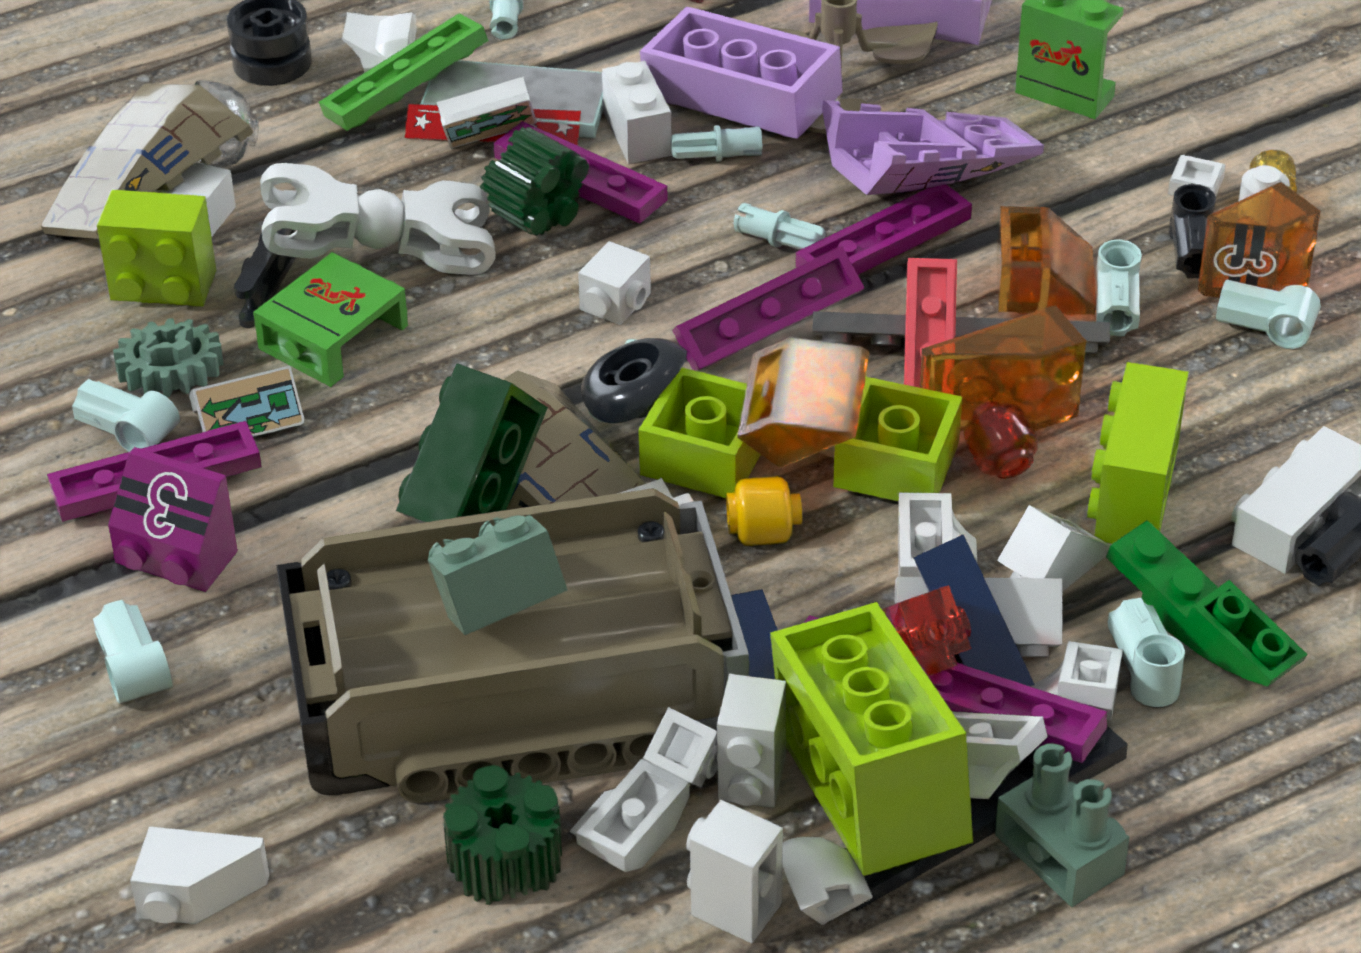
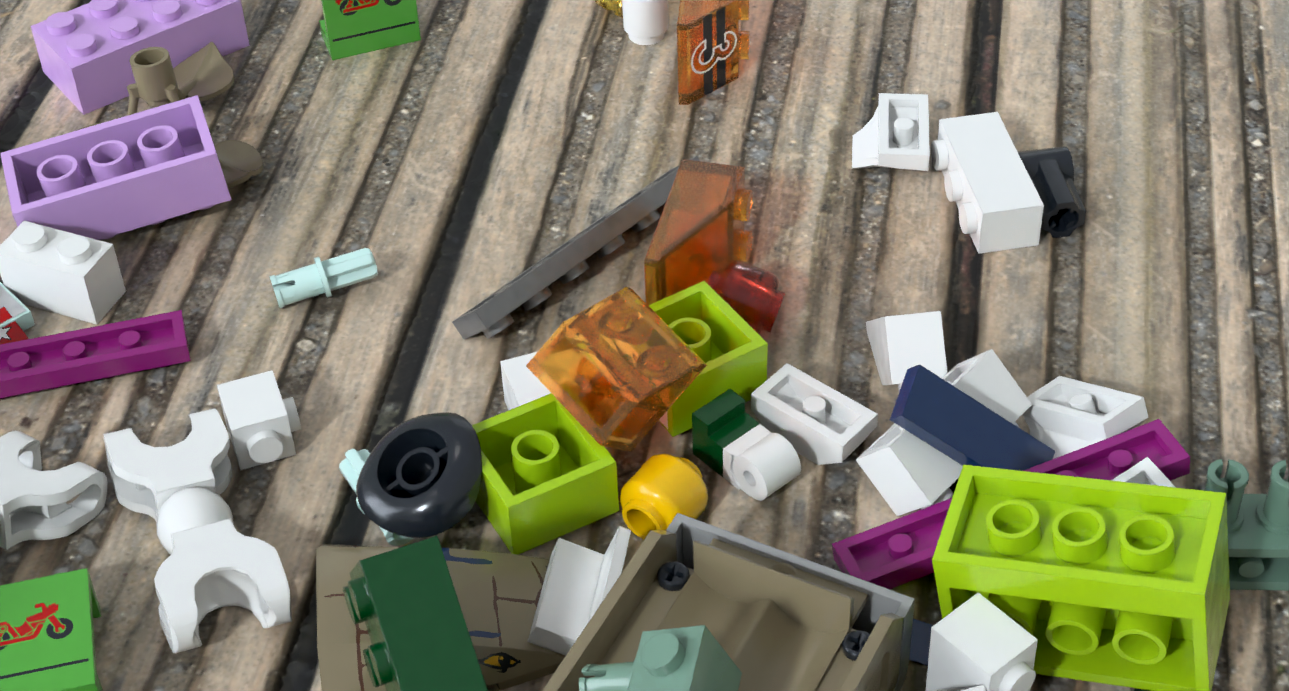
camera: 50 degrees left, 0 degrees up
(518, 294) = (208, 557): none -> white piece
(535, 182) = (70, 387): dark green brick -> none
(718, 143) = (163, 250): light aqua axle -> none
(768, 309) = (423, 337): magenta plate -> none
(854, 520) = (742, 447): none -> leg
(894, 228) = (412, 225): magenta plate -> none
(916, 150) = (345, 144): lavender wedge -> none
(928, 310) = (574, 246): coral tile -> none
(932, 628) = (973, 442): clear red brick -> none
(1042, 263) = (566, 159): clear orange slope -> none
(1118, 286) = (633, 132): light aqua piece -> none
(1139, 450) = (870, 228): lime brick -> none
(1148, 652) = (1096, 359): light aqua piece -> none
(1188, 226) = (620, 59): black piece -> none
(1197, 171) = (562, 30): white tile -> none
(1207, 618) = (1073, 309): green slope -> none
(1283, 315) = (769, 74): light aqua piece -> none
(1300, 418) = (895, 134): none -> white slope

